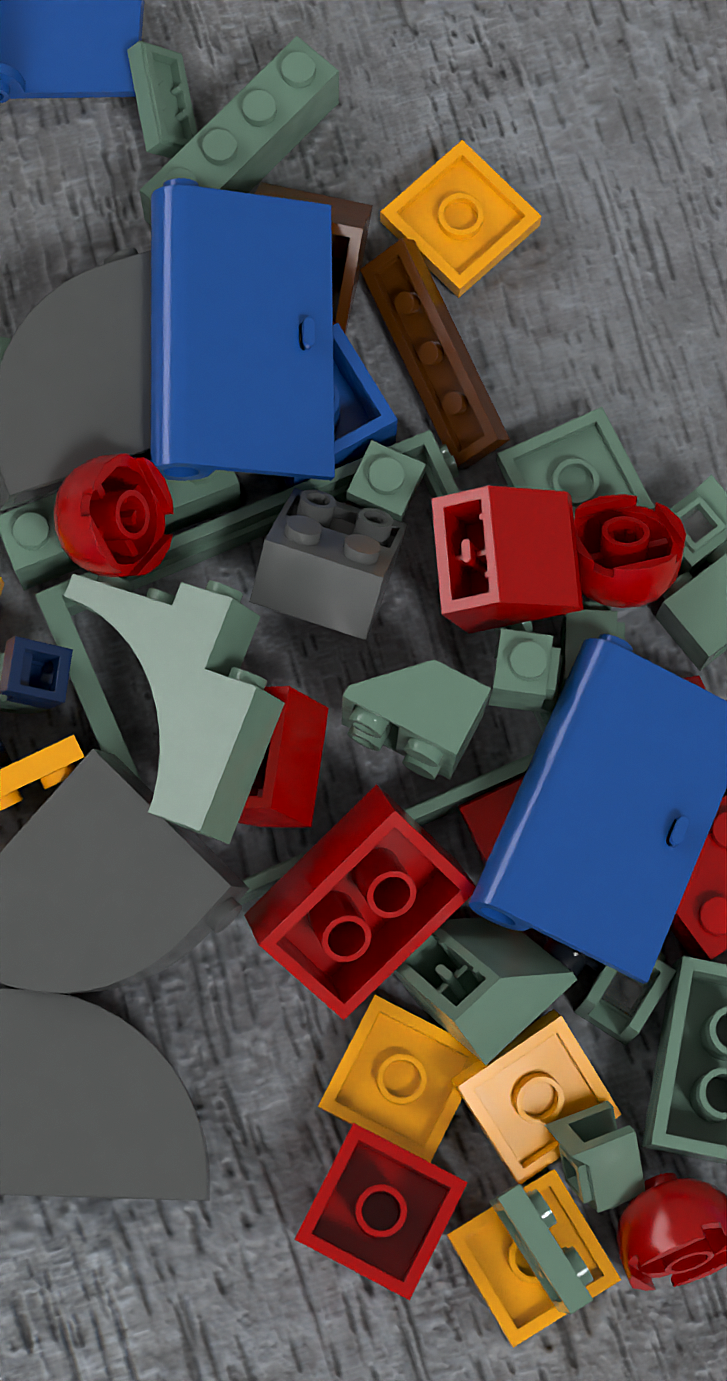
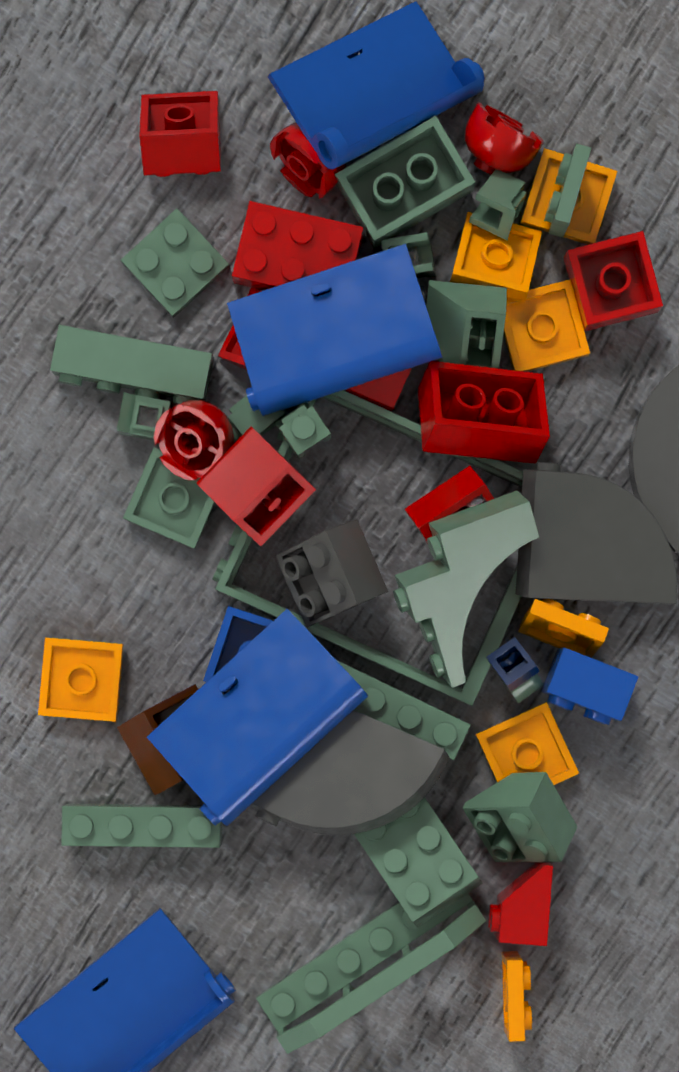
camera: 125 degrees left, 10 degrees up
(114, 515) = (408, 690): red cylinder -> none
(162, 98) = (152, 889): sand green plate -> none
(386, 480) = (263, 584): sand green plate -> none
(419, 713) = (371, 459): sand green slope -> none
(434, 353) = (167, 627): reddish brown plate -> none

